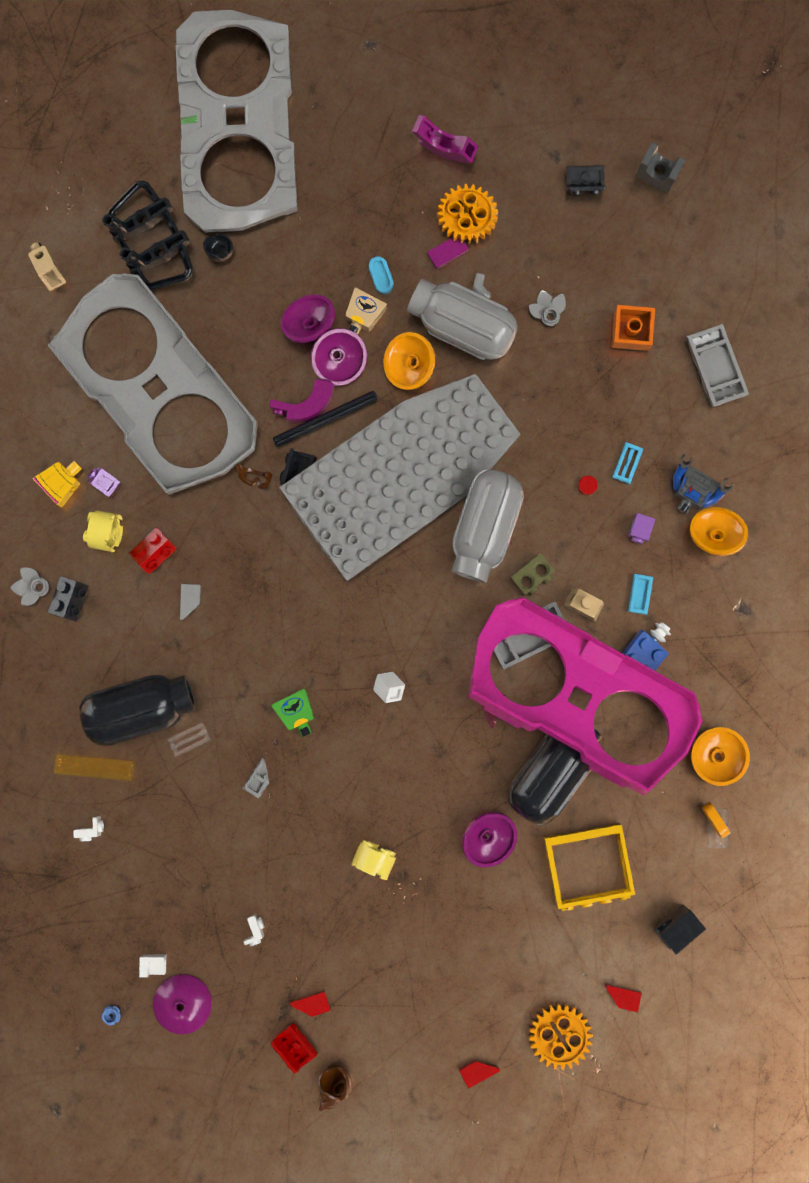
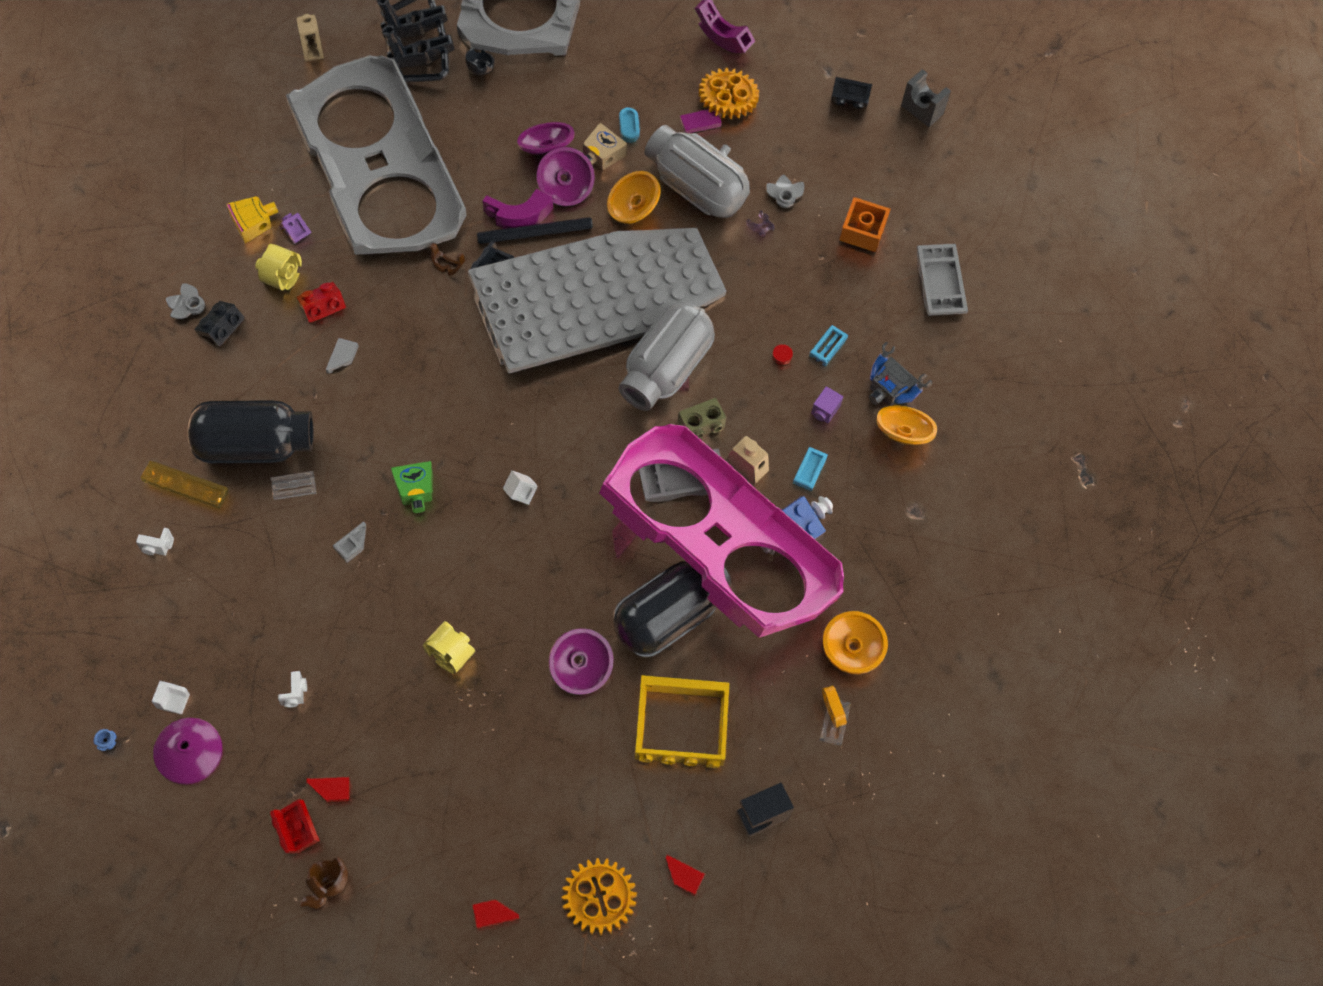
camera: 10 degrees right, 20 degrees down
(538, 347) = (755, 227): none -> piece

